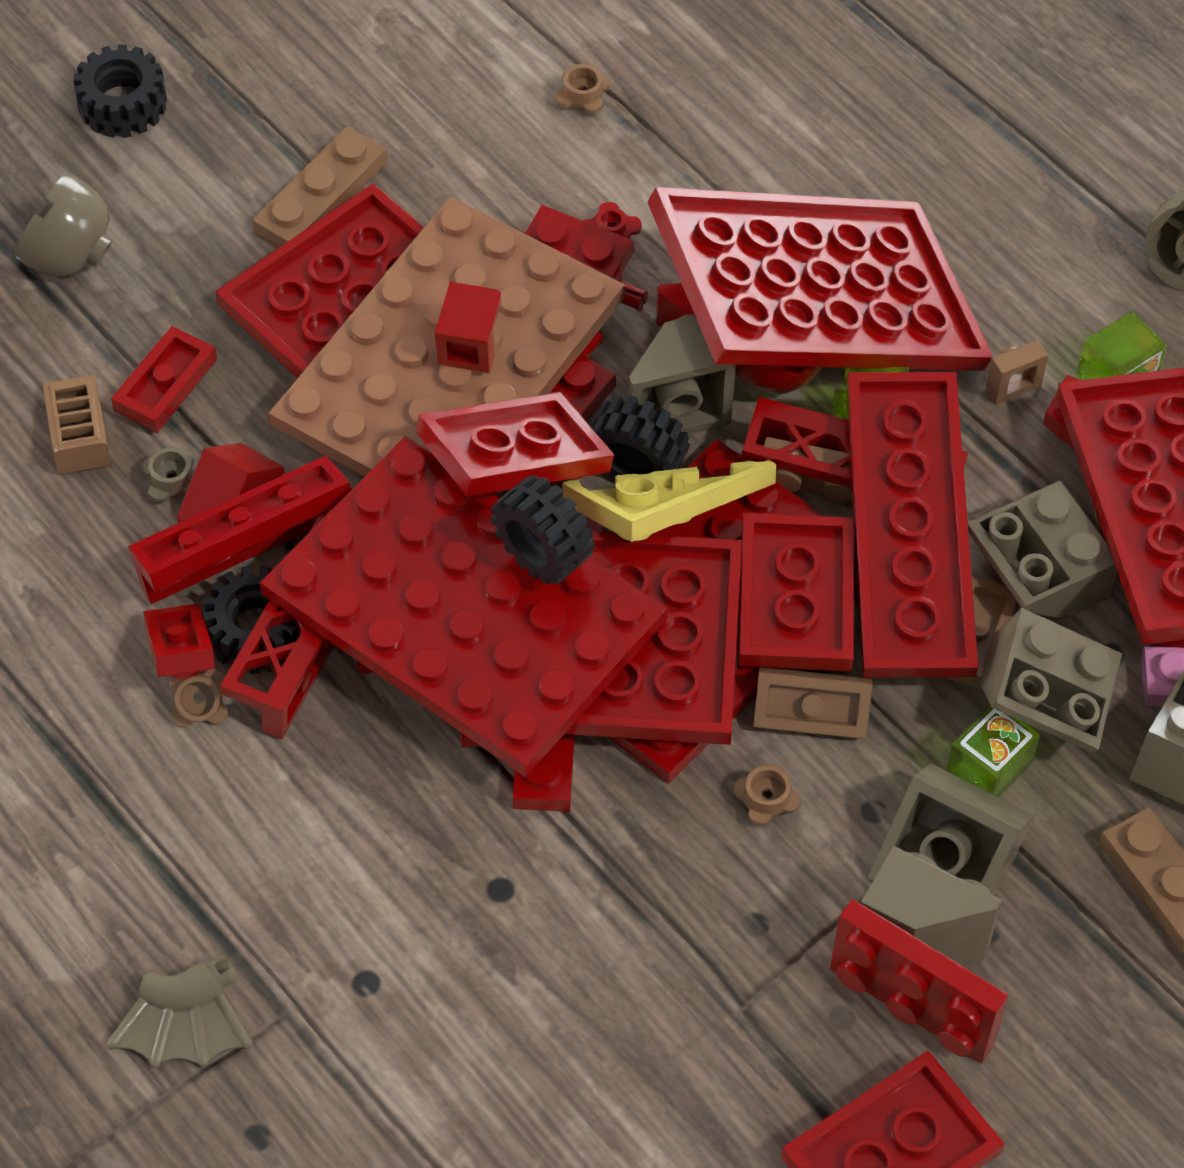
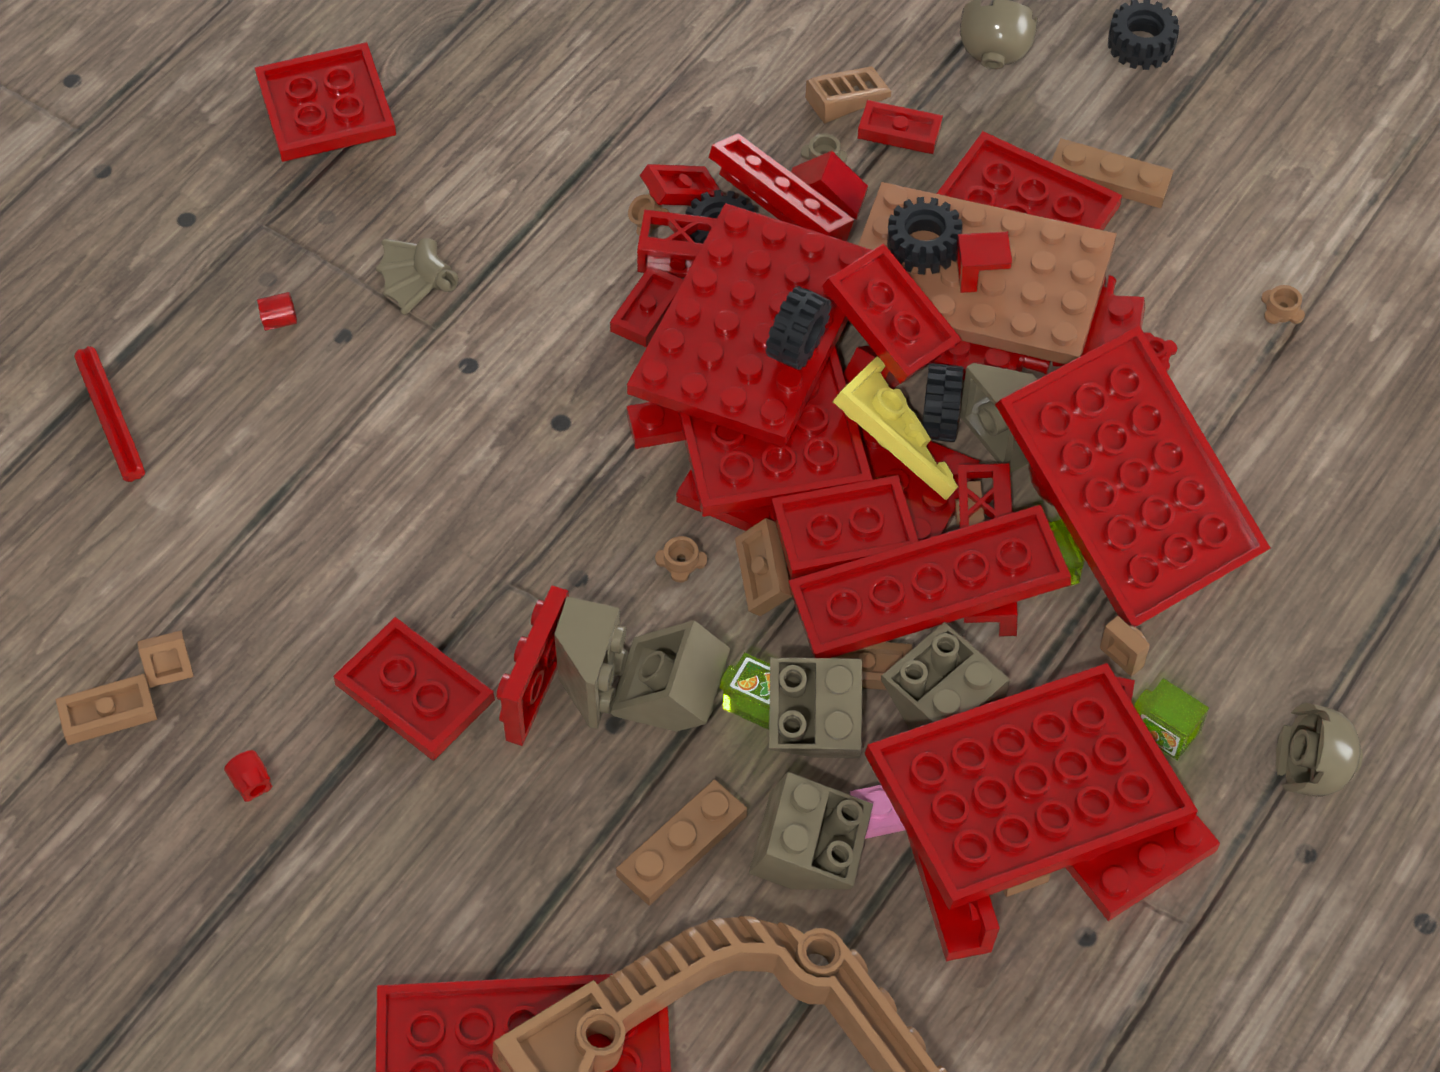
camera: 75 degrees right, 0 degrees up
(356, 734) = (645, 306): none -> red plate
(398, 354) = (924, 218): none -> black tyre

